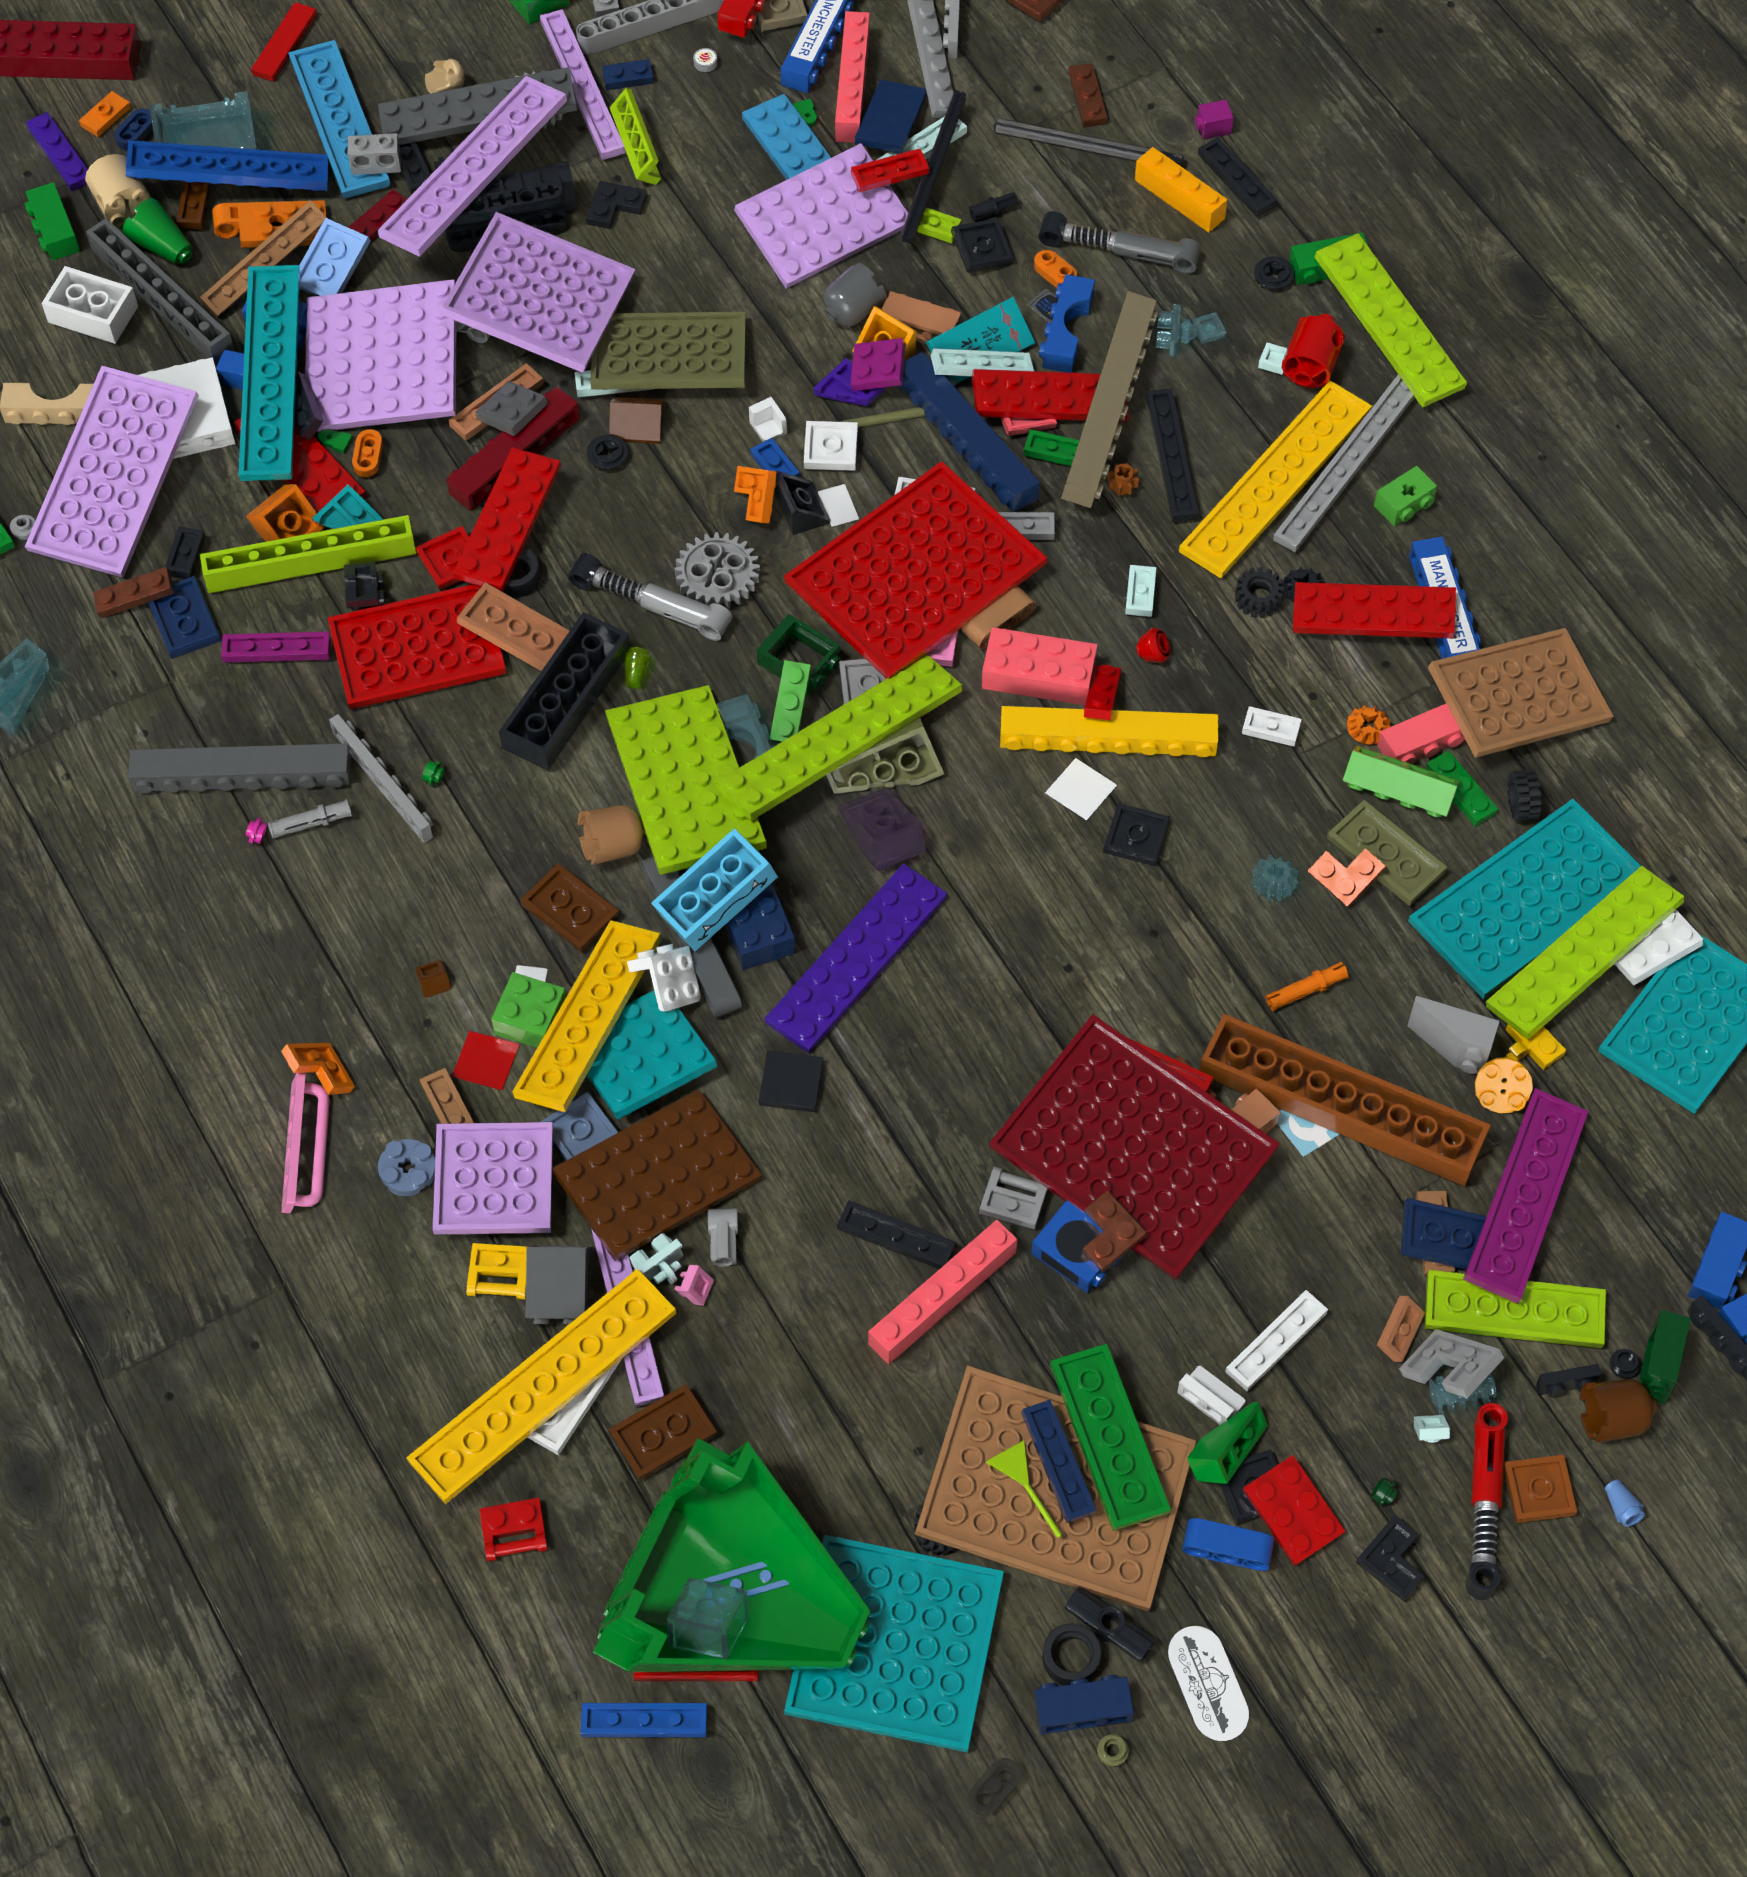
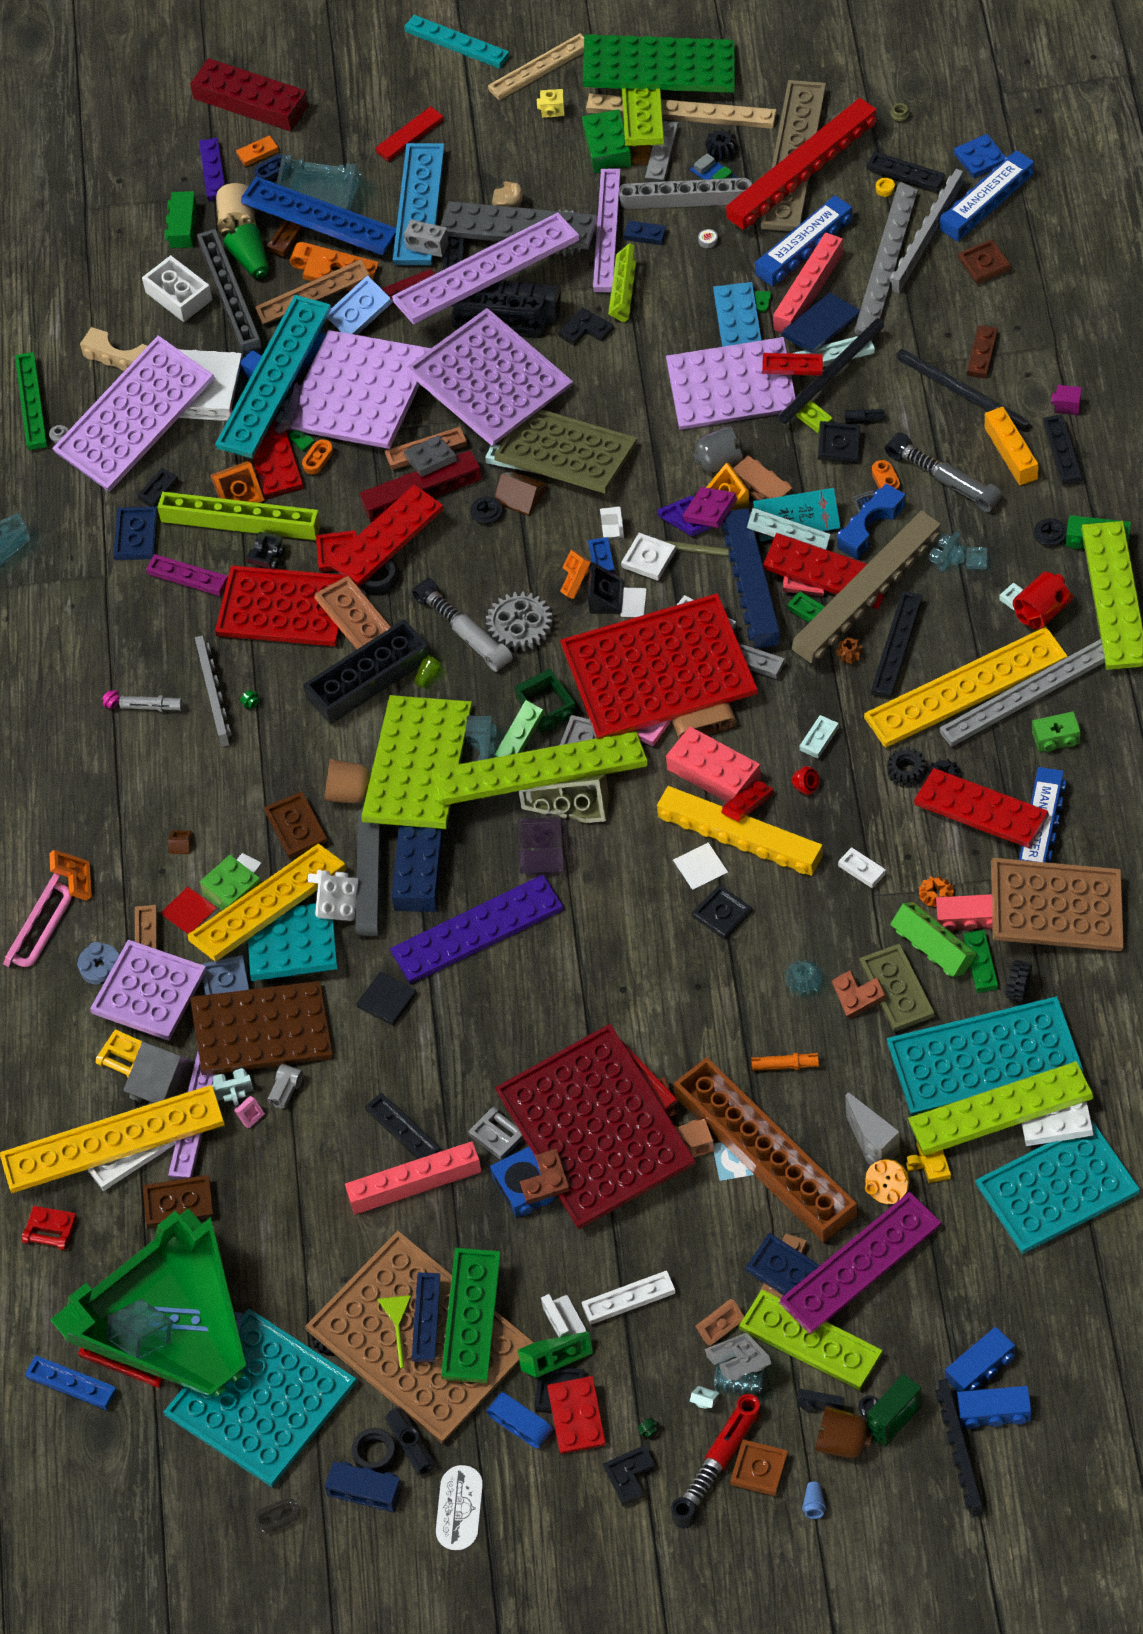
camera: 30 degrees right, 5 degrees down
(133, 592) = (109, 504): copper plate -> none
(239, 767) = (121, 651): dark grey brick -> none
(346, 510) = (280, 492): teal wing -> none
(714, 889) = (390, 844): medium azure brick -> none
(1112, 1741) = (369, 1518): olive plate -> none

